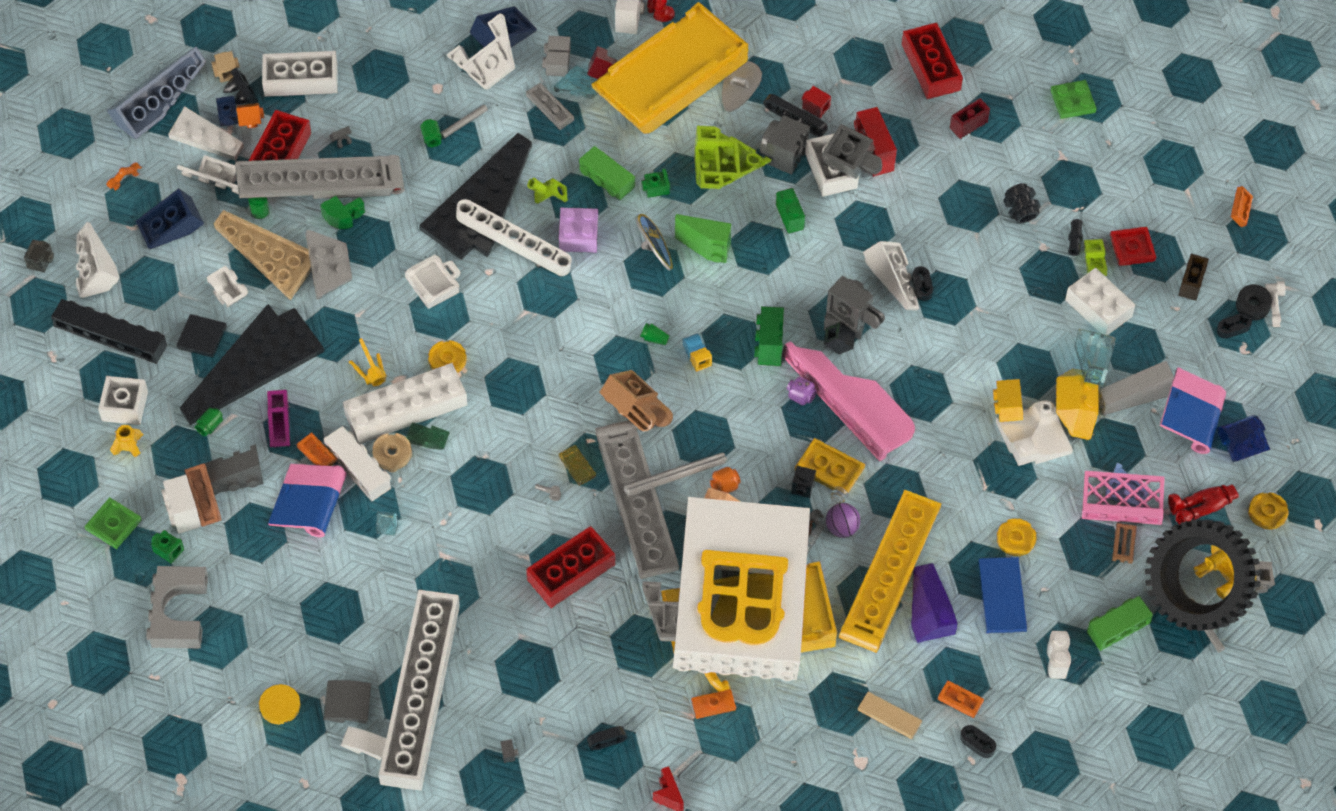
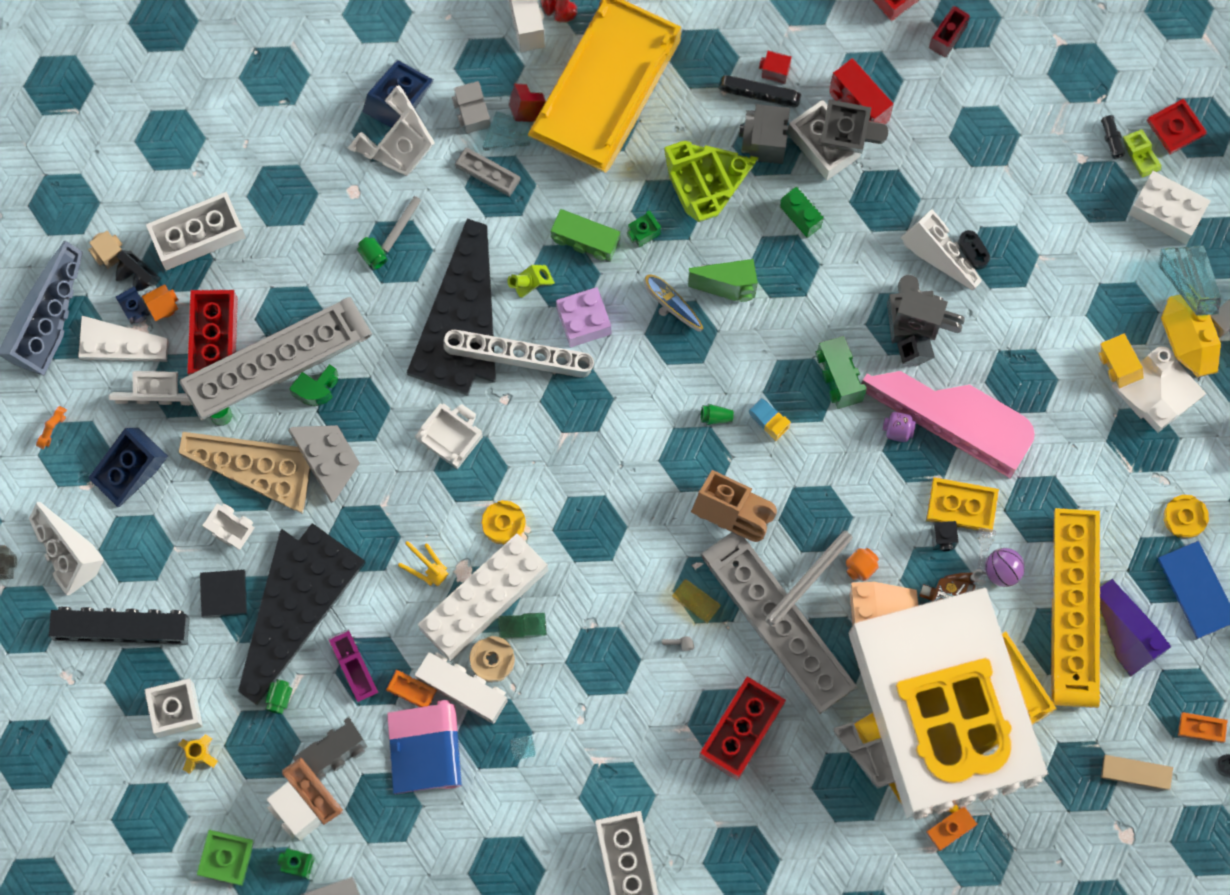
camera: 20 degrees left, 15 degrees up
(340, 135) = (272, 290): dark grey tile -> none
(740, 86) = (684, 73): light grey shield -> none
(1023, 206) = (1043, 117): black piece -> none

